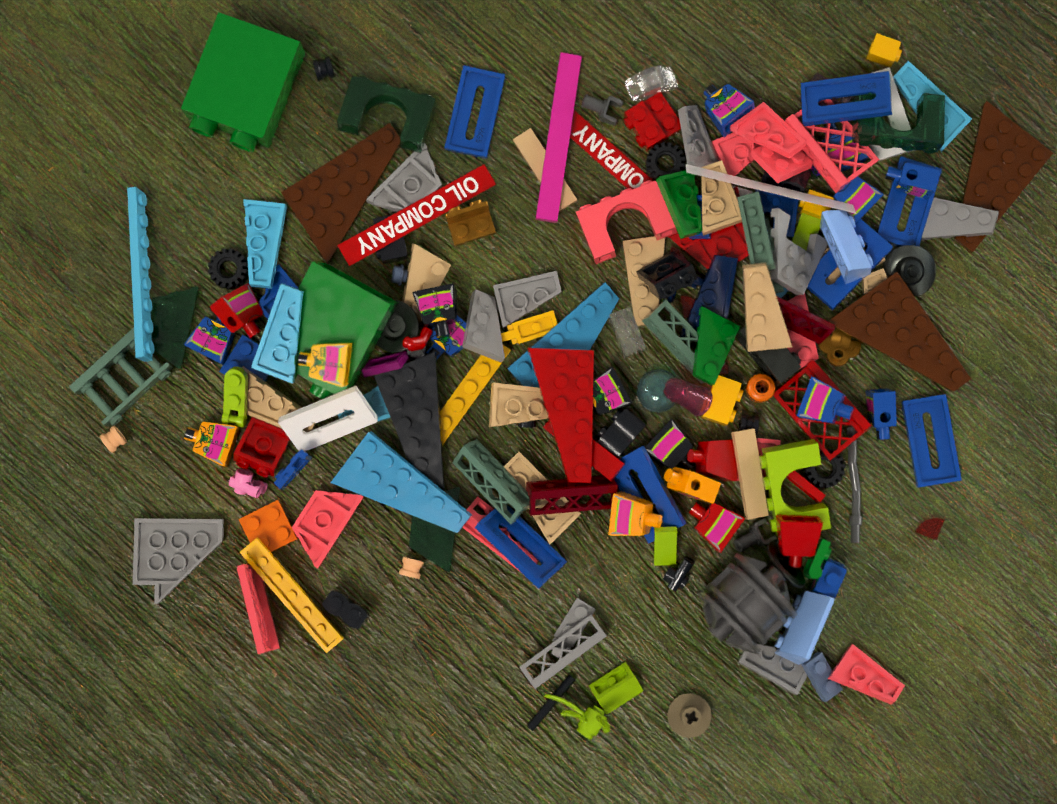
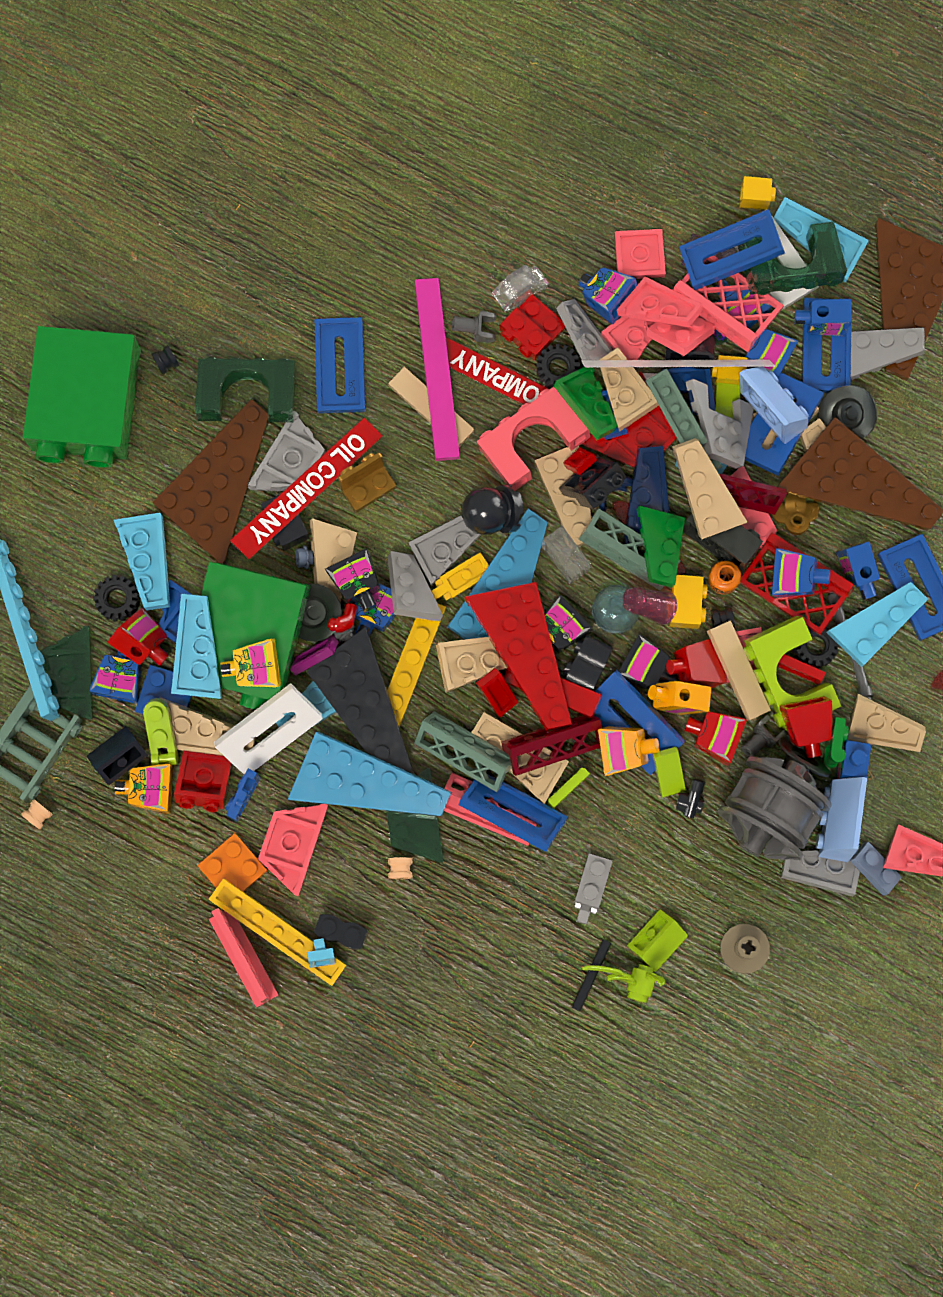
camera: 20 degrees left, 5 degrees down
(172, 550) = (132, 918): light grey wing -> none
(193, 407) = (117, 755): none -> black brick
(244, 484) = (192, 824): bright pink plate -> none
(322, 626) = (321, 955): none -> medium azure tile
(534, 437) = (497, 692): none -> red tile
(563, 542) = (568, 788): none -> lime tile
(567, 659) = (597, 921): light grey fence -> none
(571, 277) = (492, 510): none -> black tile
(661, 252) = (580, 461): none -> red tile
(765, 79) = (640, 253): none -> coral plate
(863, 555) = (884, 727): none -> tan wing
(878, 466) = (874, 626): none -> medium azure wing

